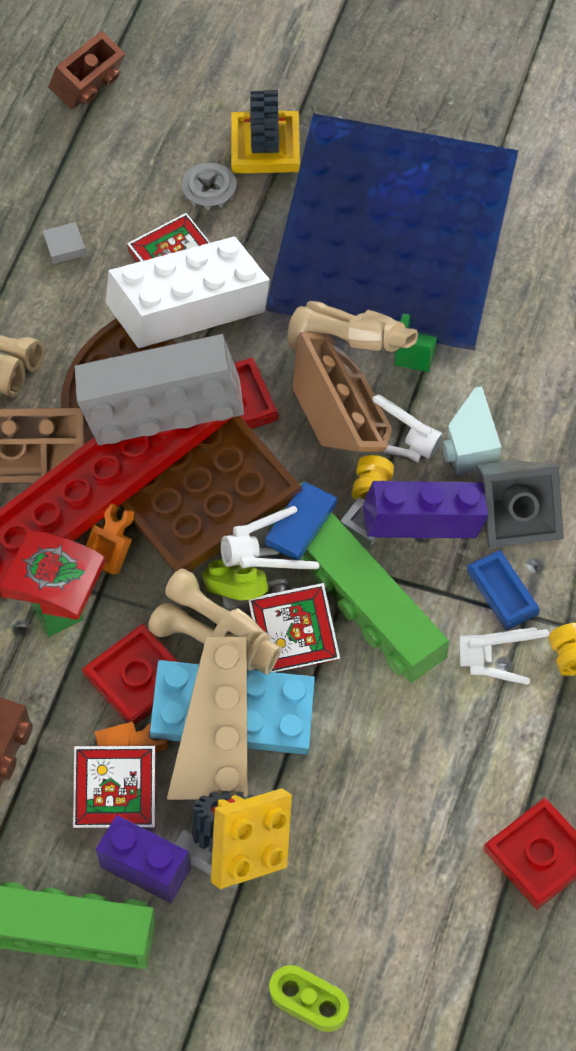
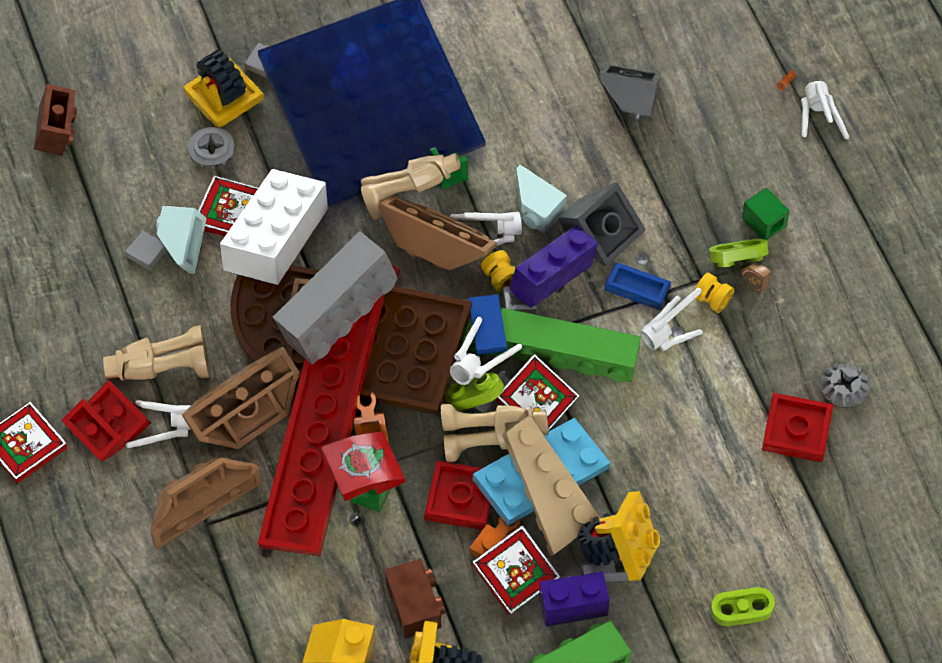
camera: 40 degrees left, 0 degrees up
(100, 247) = (182, 234): none -> light aqua slope

